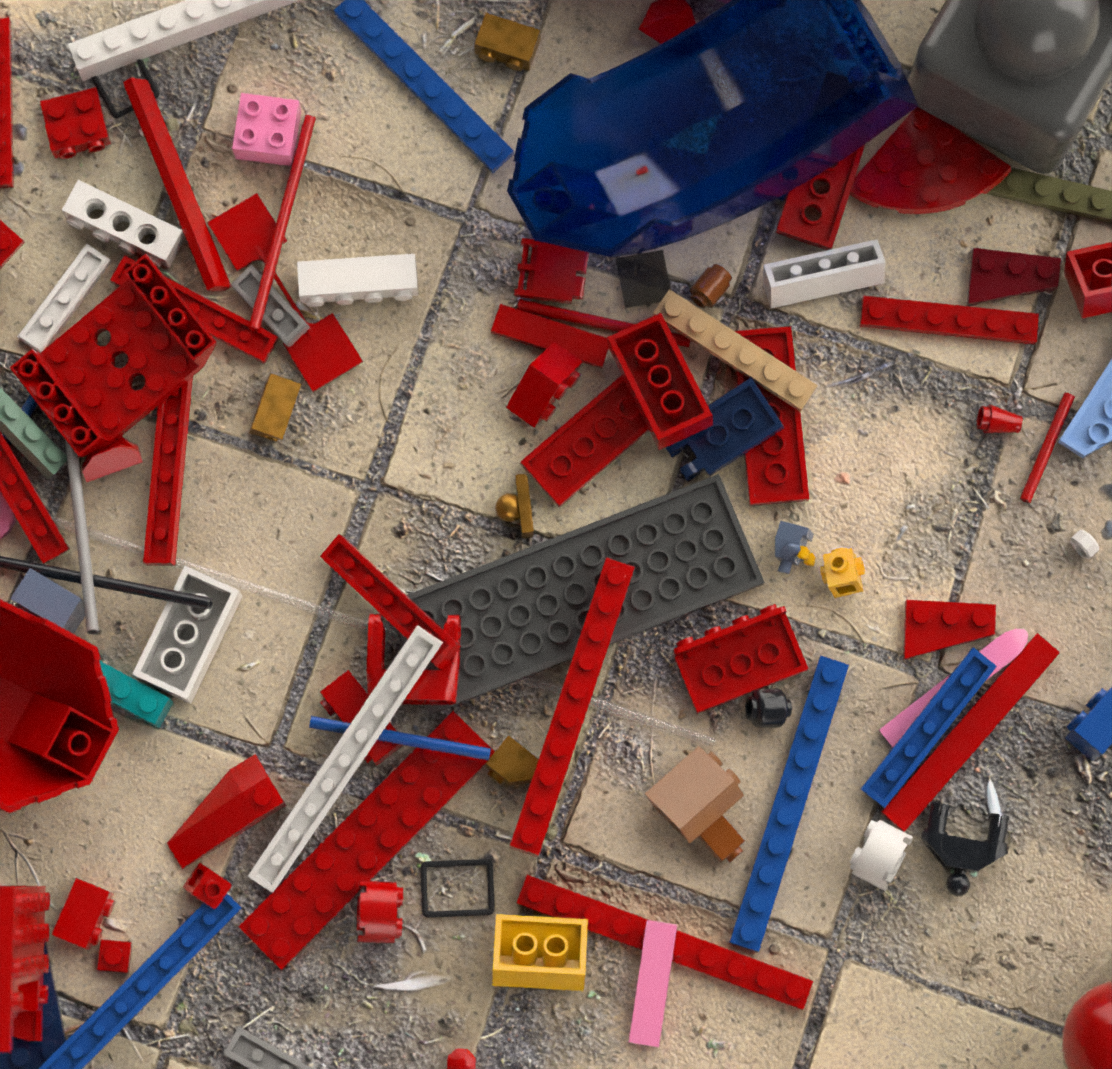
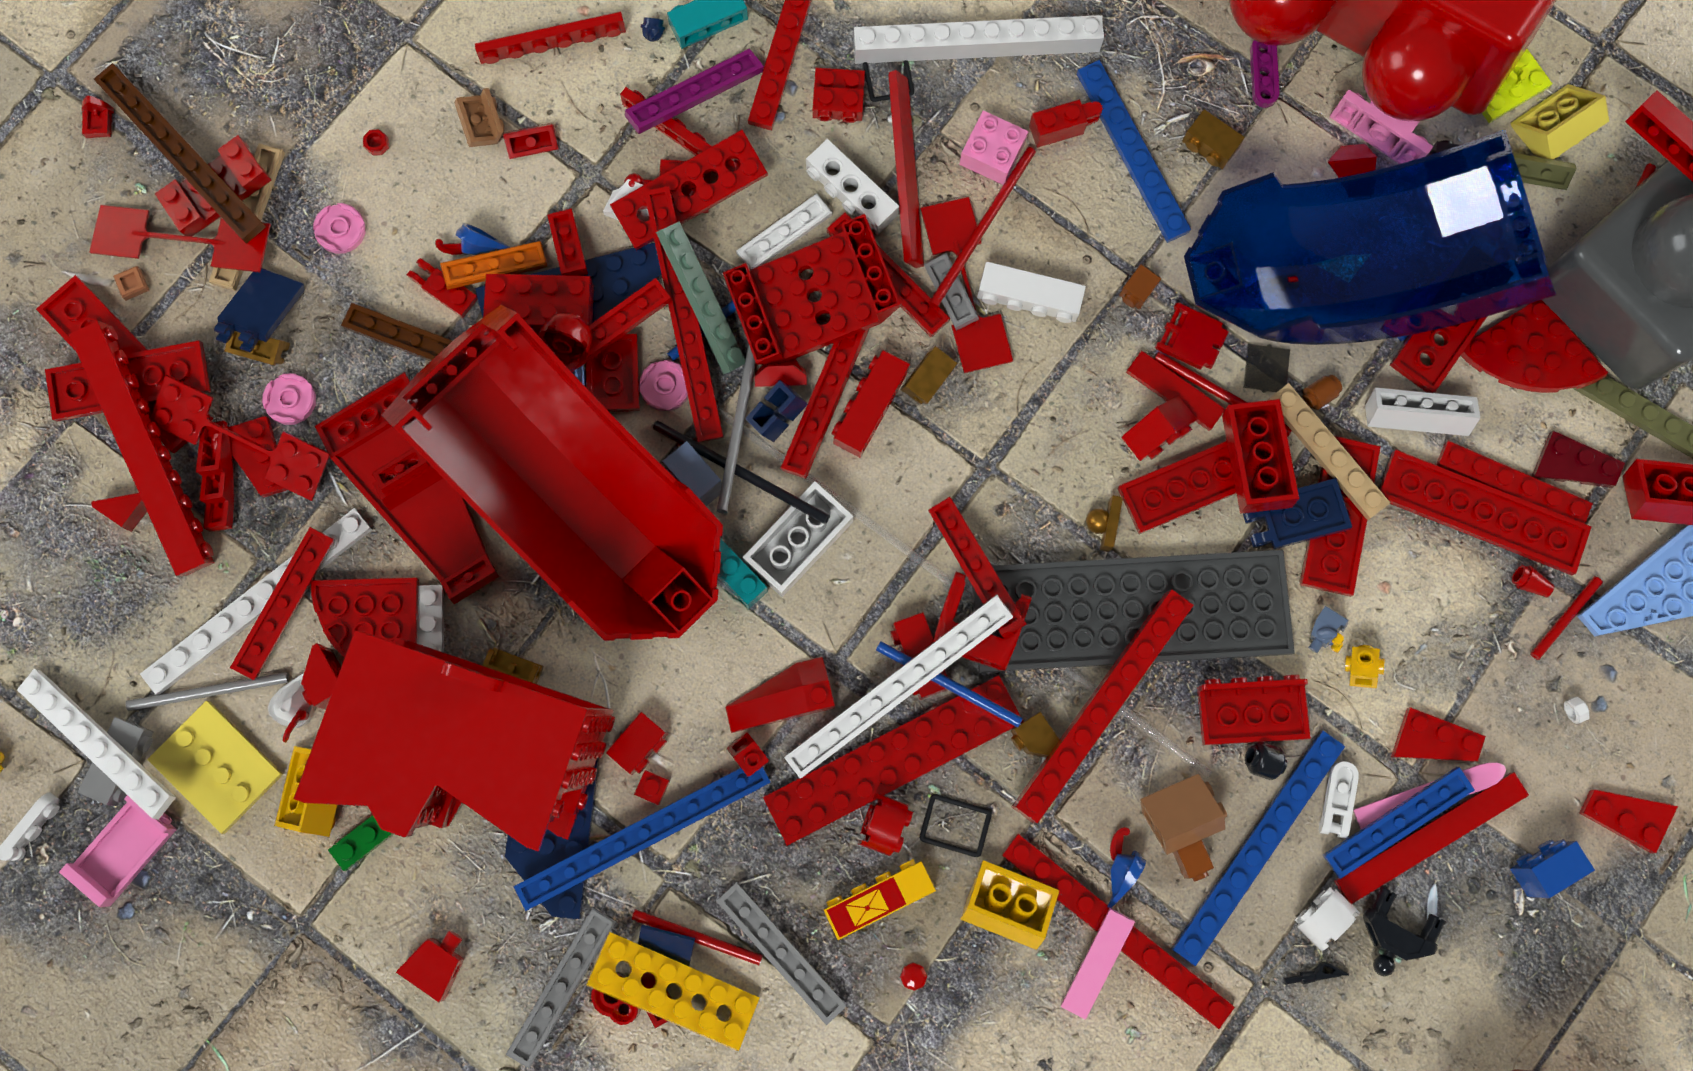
camera: 15 degrees right, 0 degrees up
(119, 515) = (773, 423): none -> dark blue piece
(220, 459) = (870, 404): none -> red brick
(335, 75) = (1063, 121): none -> red hinge
(397, 994) = (878, 900): none -> yellow brick
(476, 235) = (1139, 287): none -> dark orange brick
(650, 871) = (1125, 868): none -> blue piece
(859, 723) = (1339, 799): none -> white plate
(886, 921) = (1318, 974): none -> black hand
(924, 361) = (1484, 512): none -> red plate

